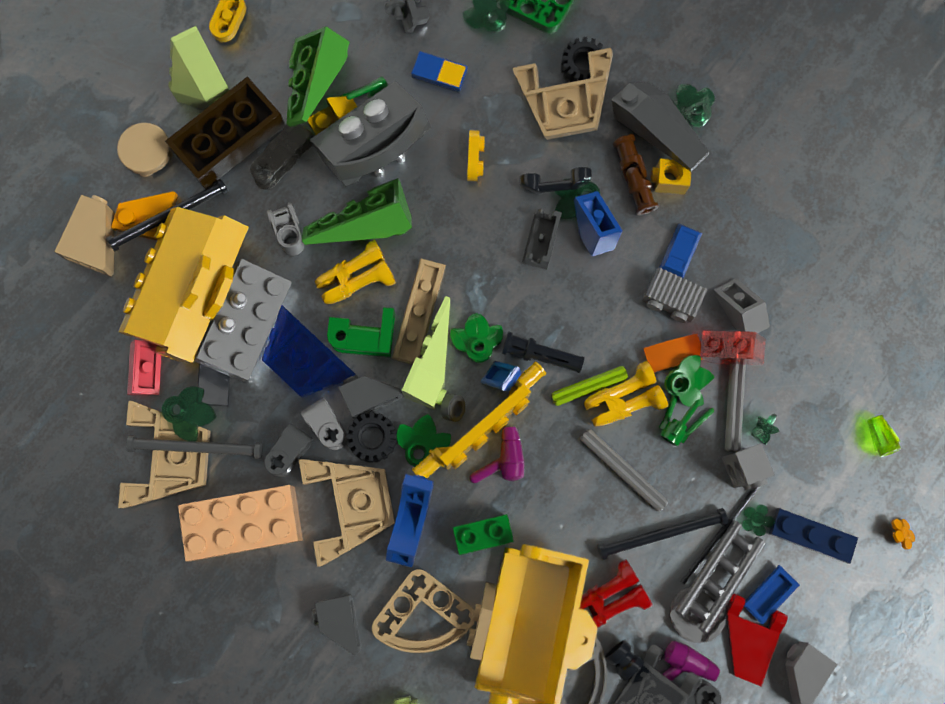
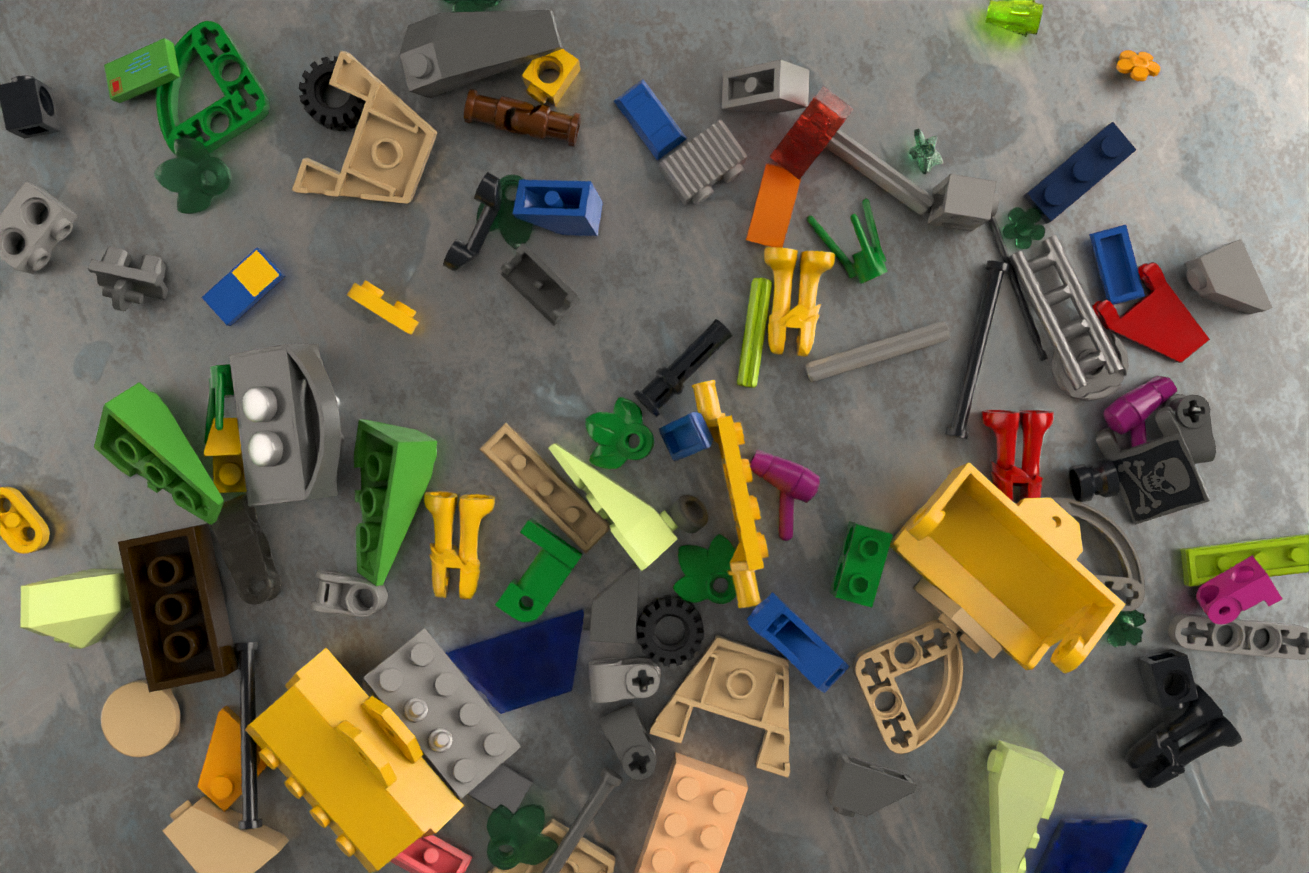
camera: 55 degrees left, 10 degrees up
(691, 380) = (816, 204): green plate -> none

